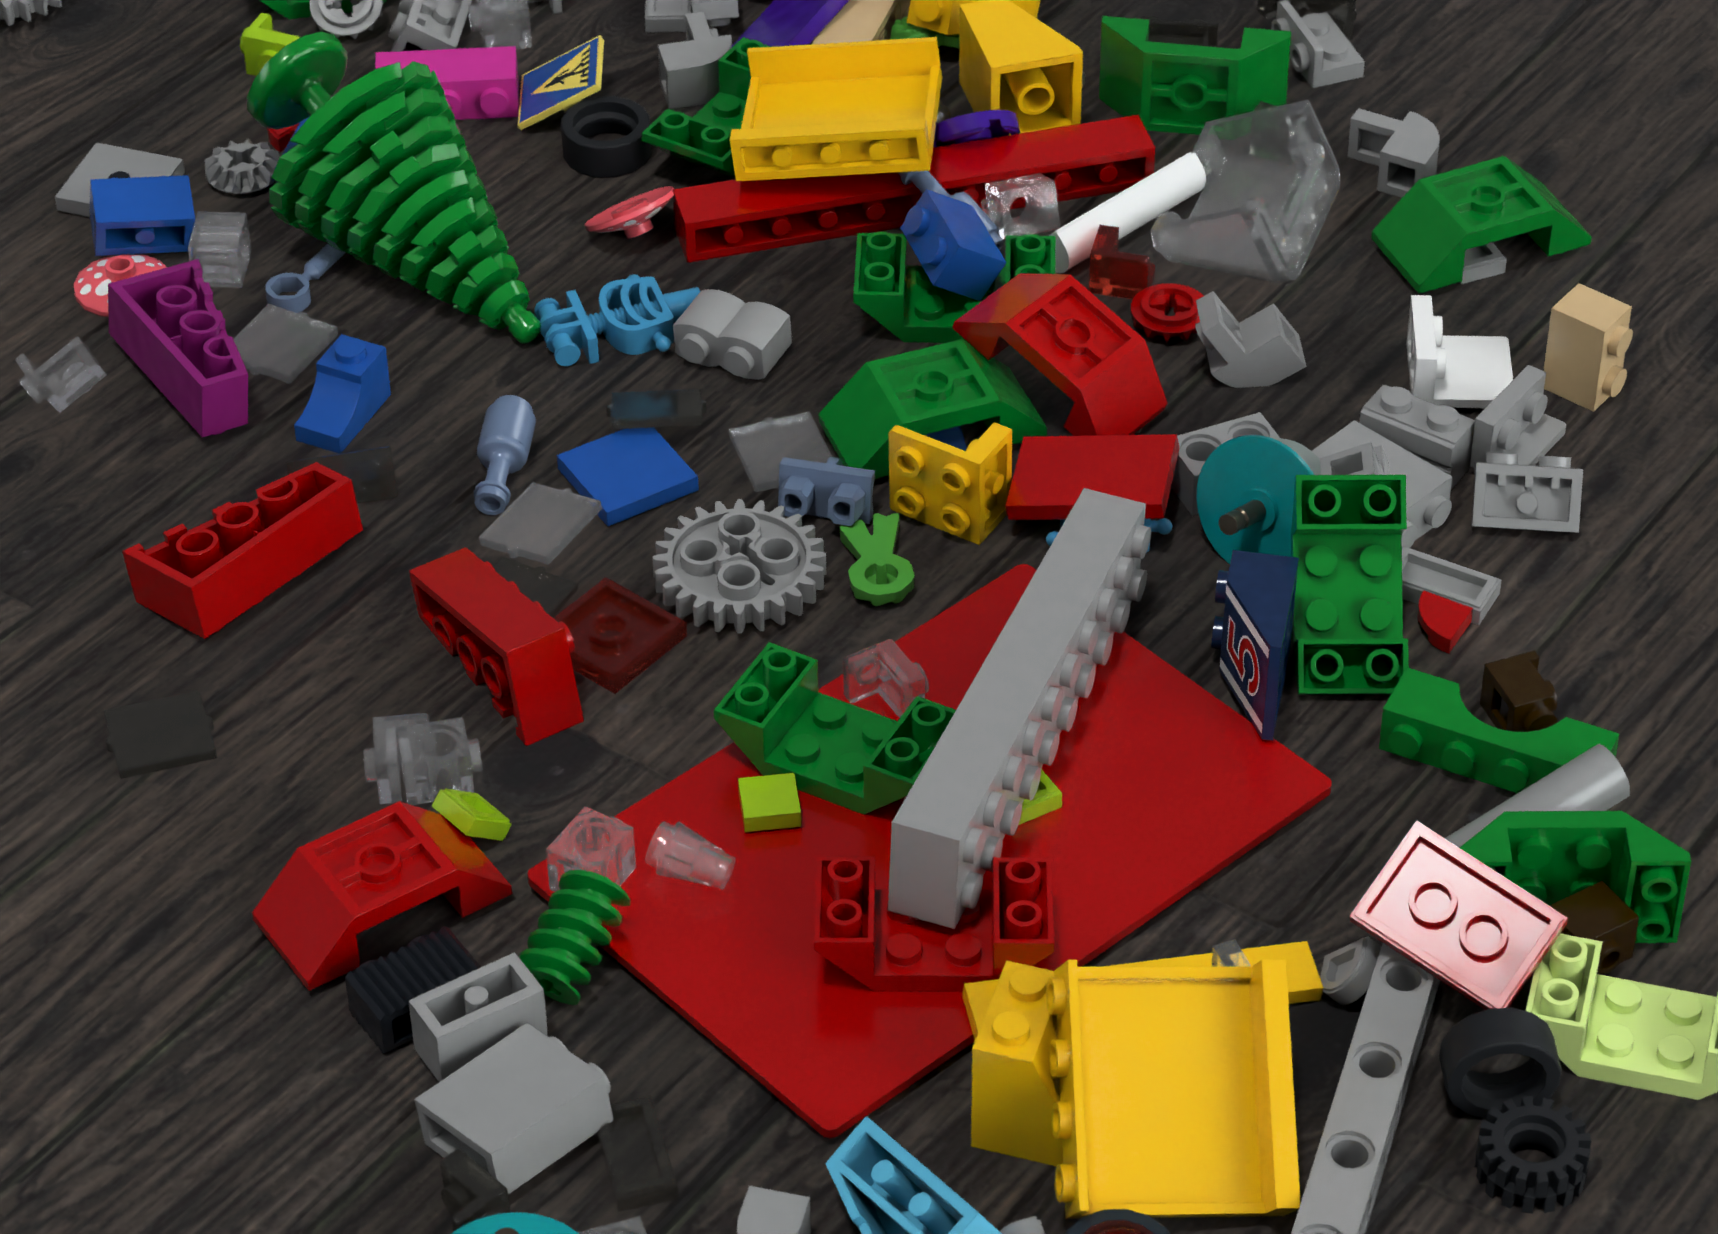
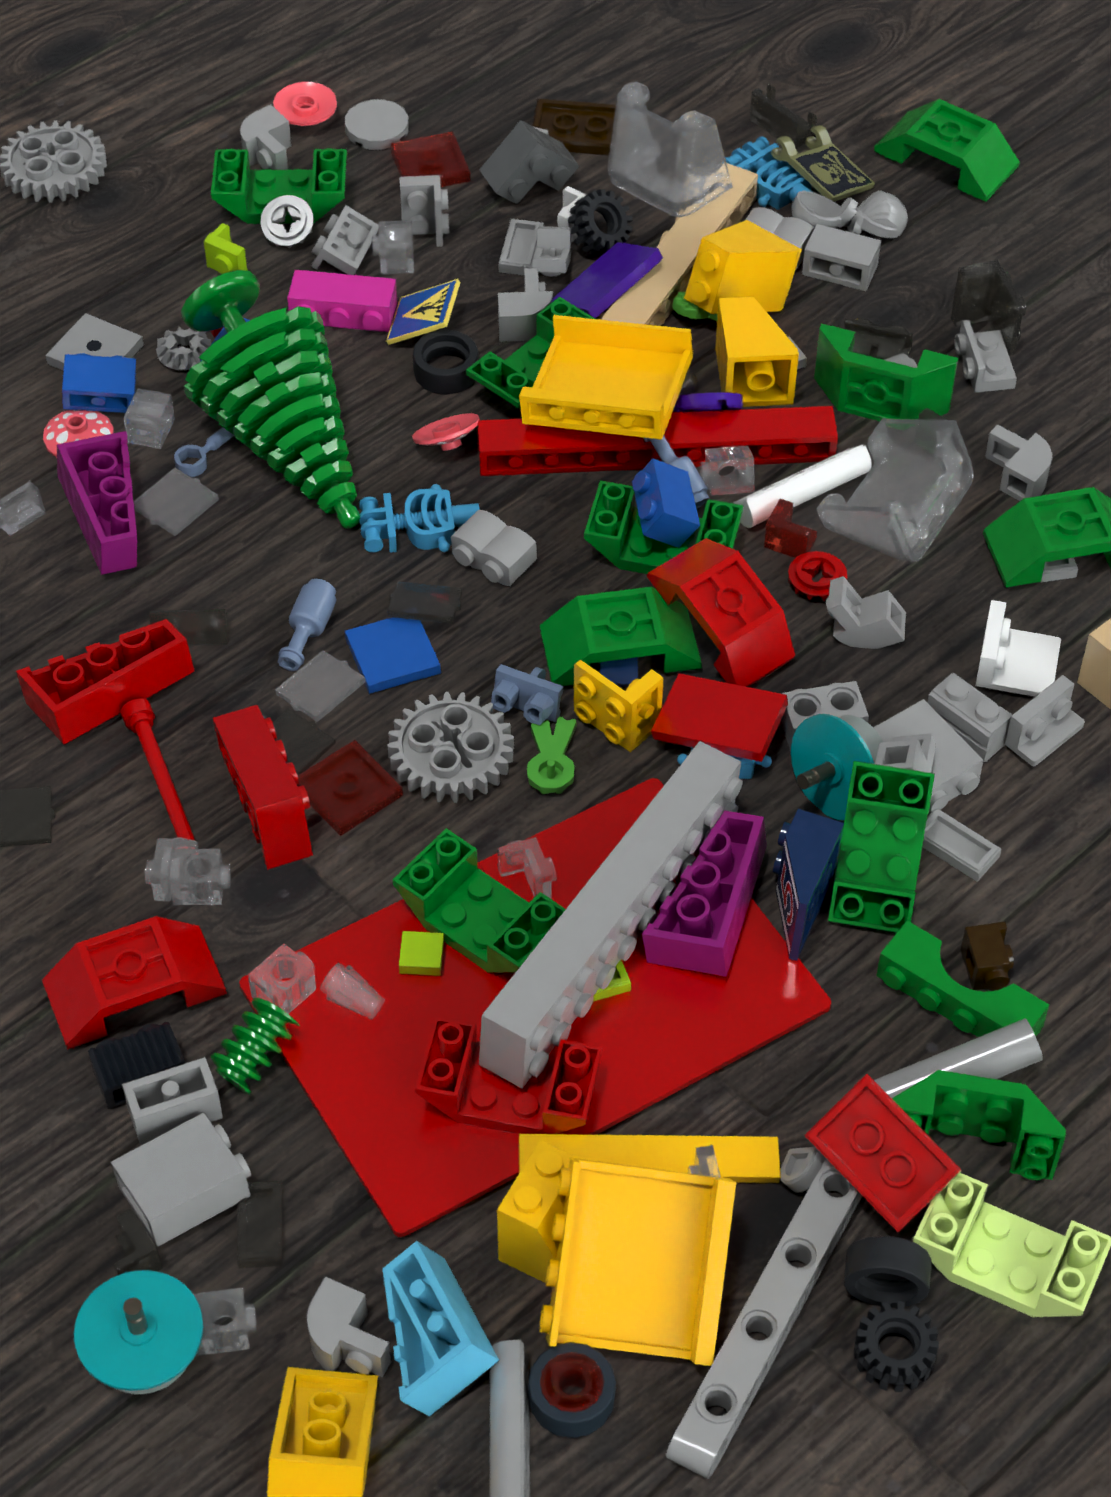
camera: 10 degrees right, 10 degrees up
(302, 593) = (139, 718): none -> red piece
(346, 393) = (209, 554): blue arch -> none
(472, 814) = (211, 925): lime tile -> none
(766, 443) = (507, 644): clear piece -> none
(1142, 687) = (707, 910): none -> magenta wedge
(1443, 620) = (950, 875): red tile -> none
(1527, 495) = (1038, 778): light grey bracket -> none
(1603, 917) = (989, 1161): dark brown brick -> none

